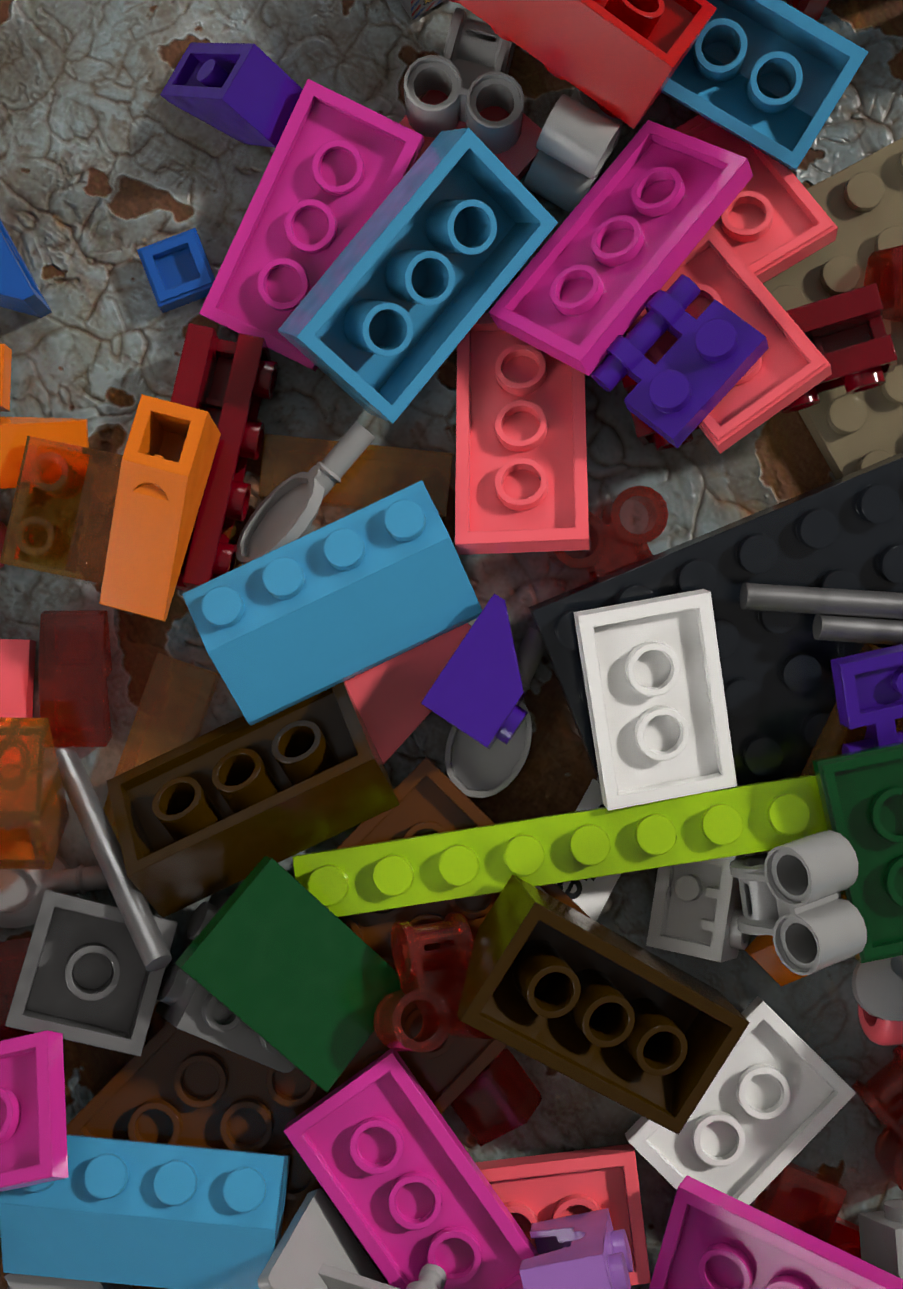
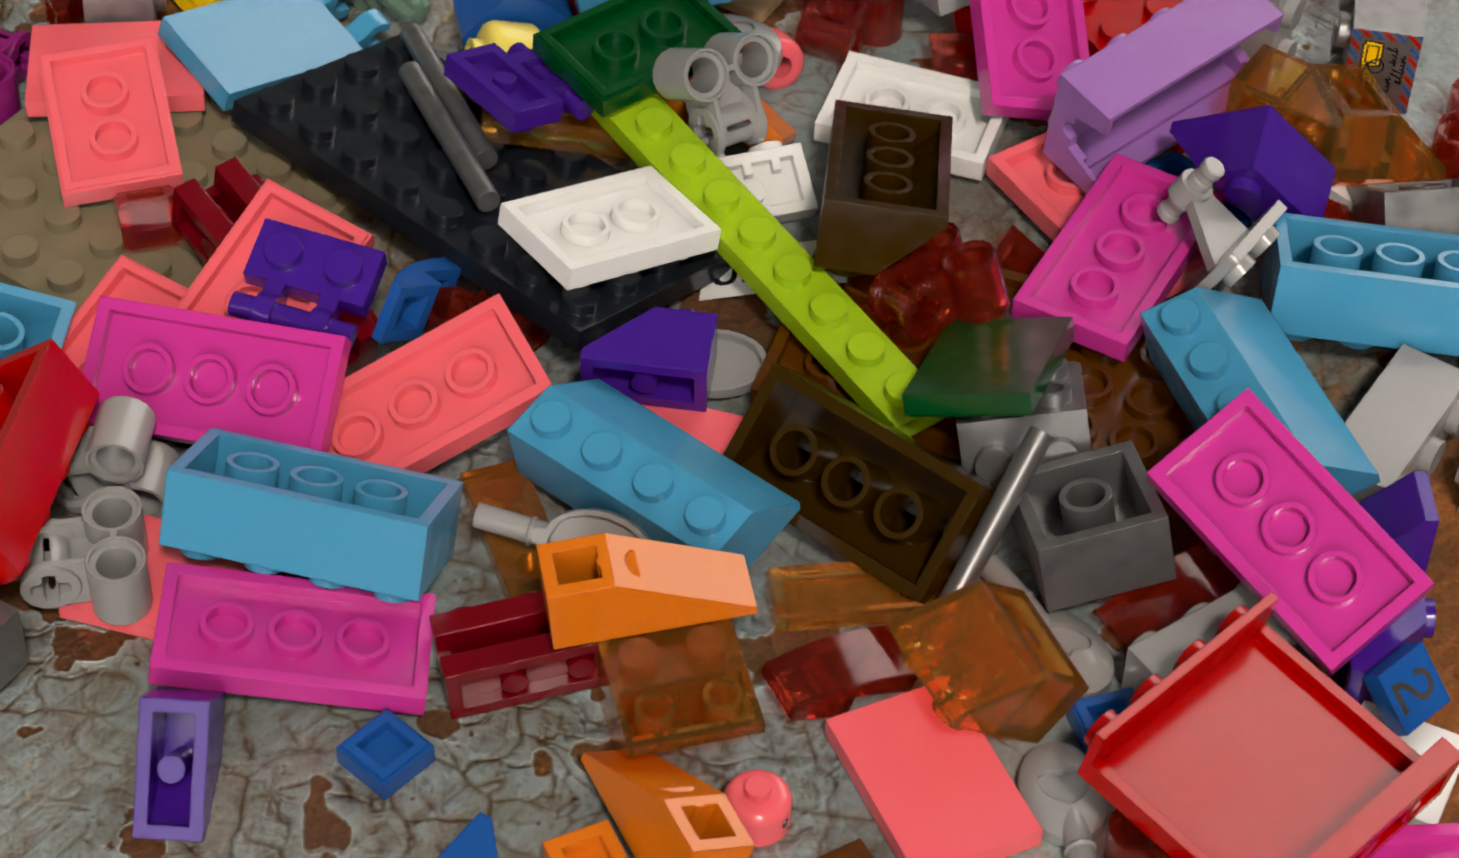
camera: 115 degrees left, 40 degrees down
(653, 475) = (413, 298): none -> blue slope

